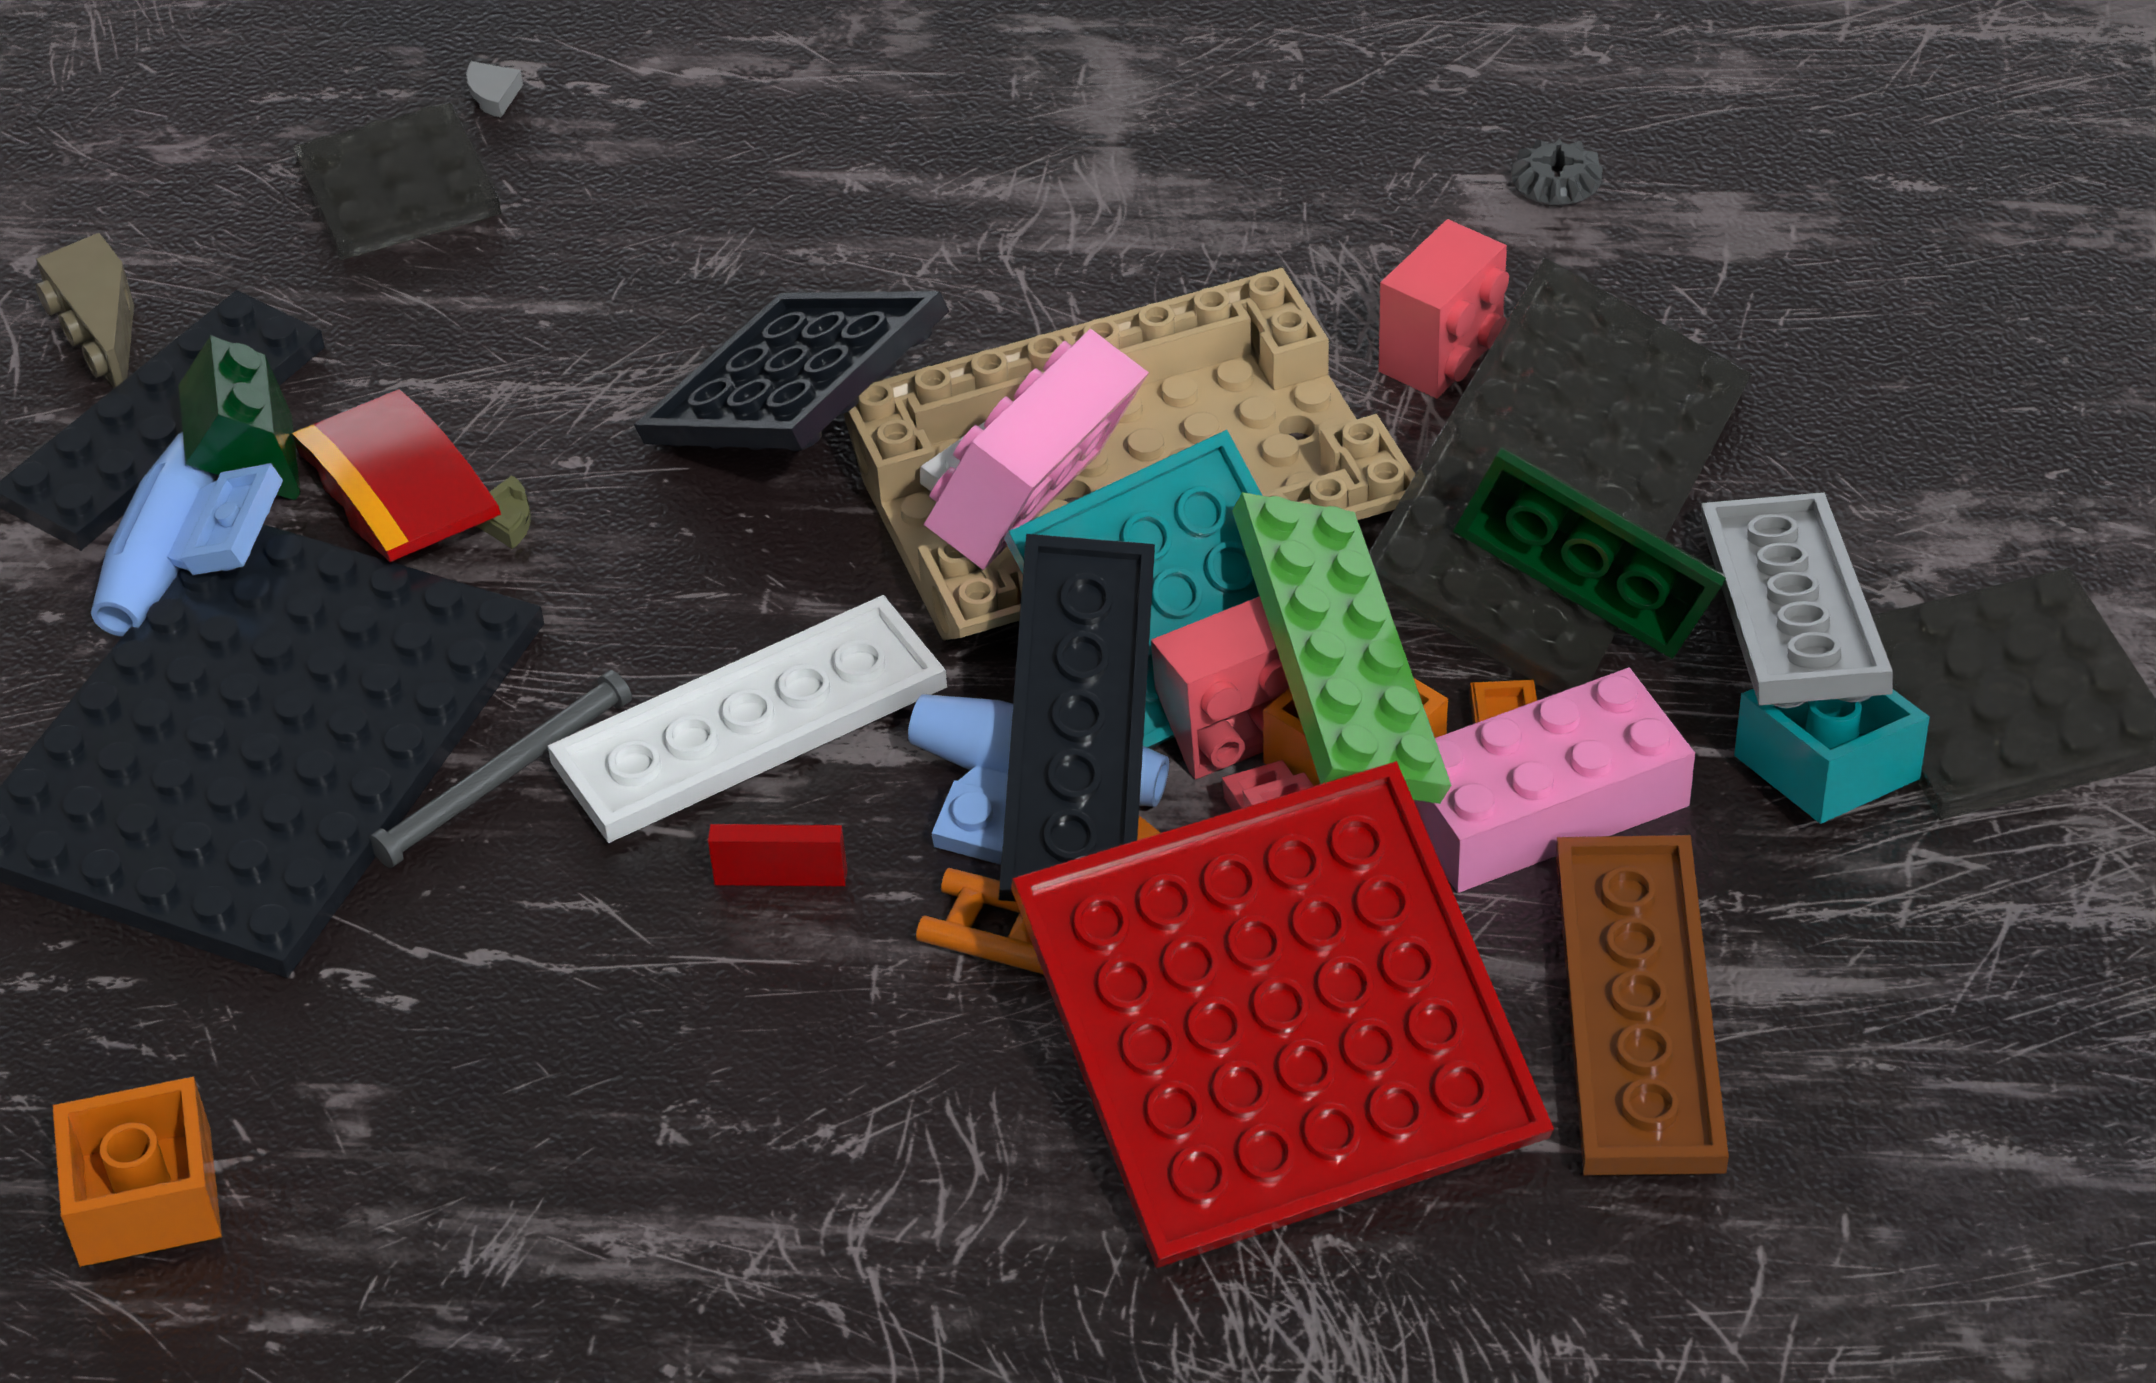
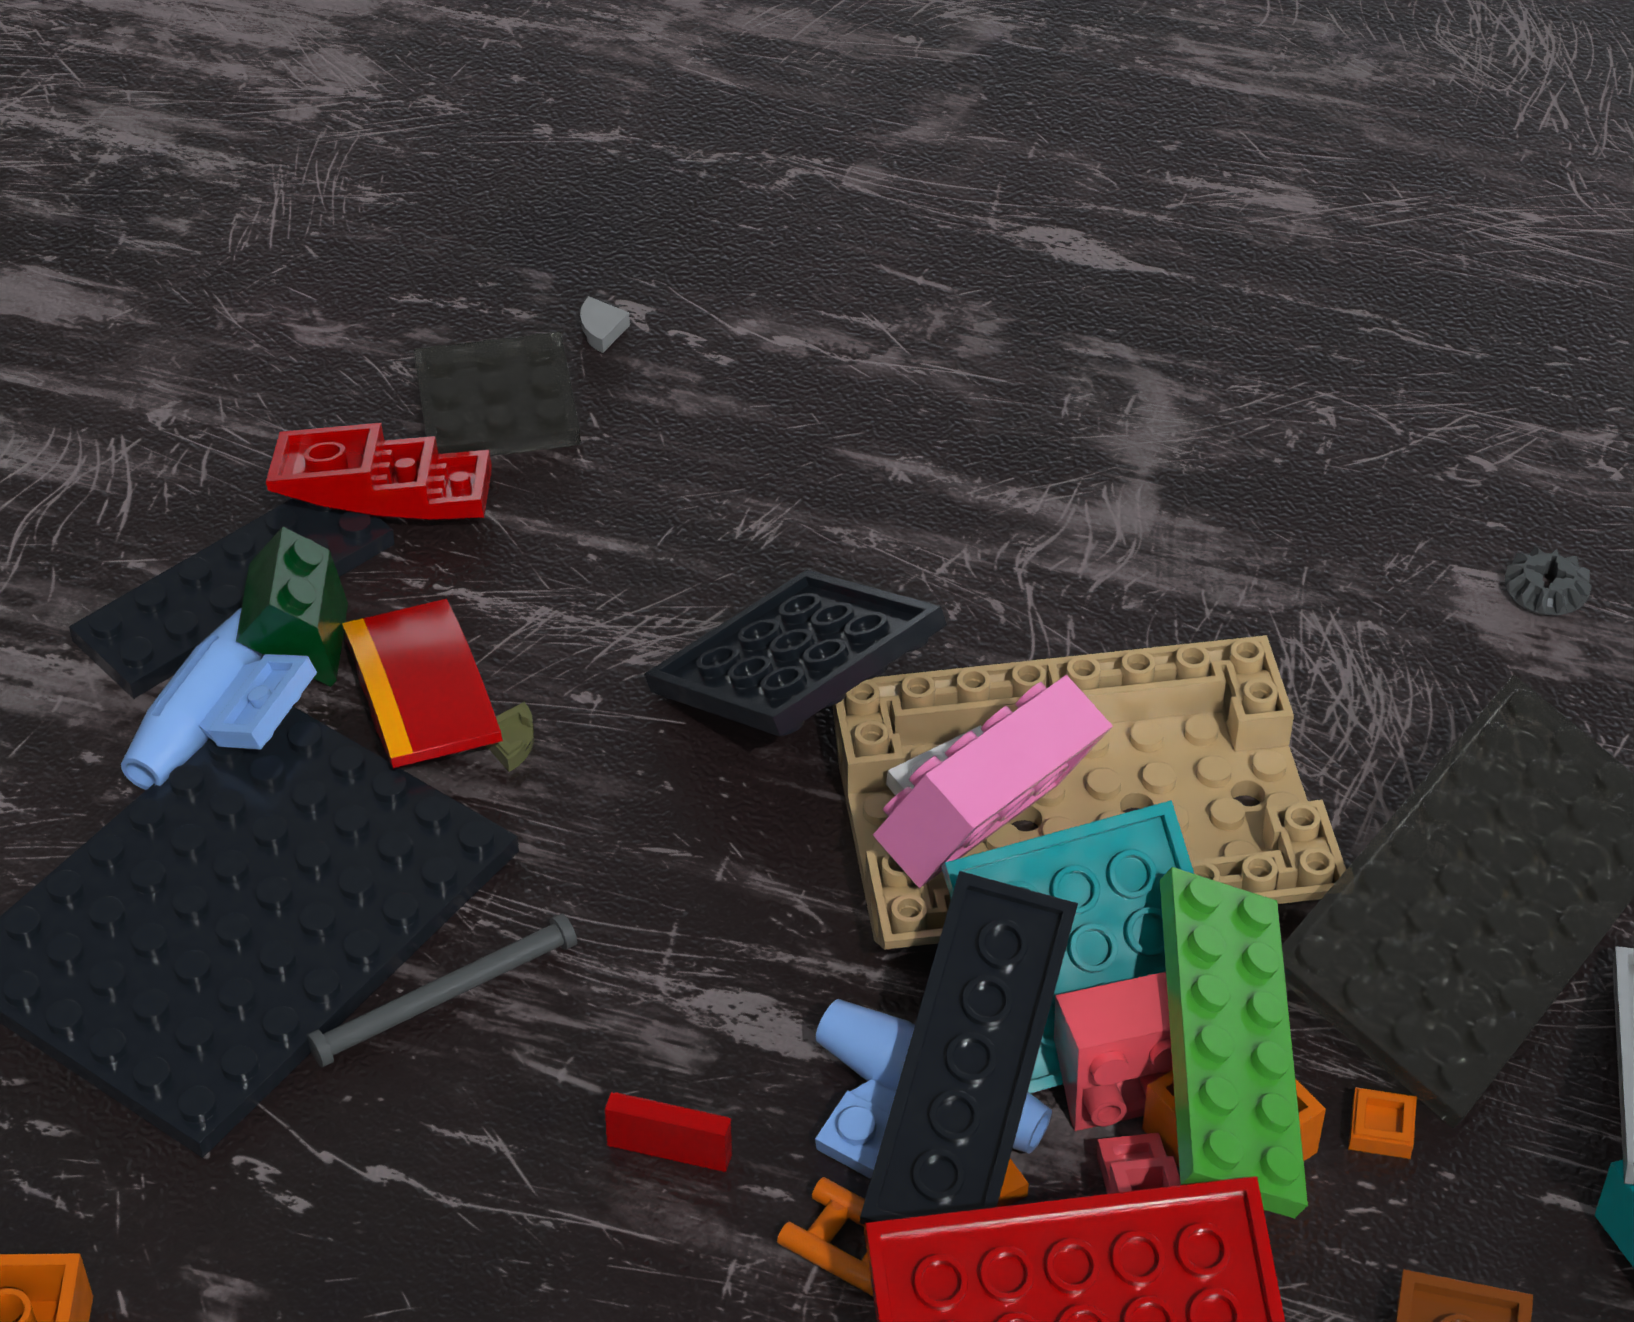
camera: 10 degrees right, 0 degrees up
(93, 303) = (205, 466): dark tan slope -> none
(298, 279) = (390, 478): none -> red slope
(746, 718) = (675, 985): white plate -> none
(1442, 308) = (1408, 703): coral brick -> none
(1553, 770) = (1415, 1202): bright pink brick -> none
(1588, 552) = (1495, 985): dark green slope -> none

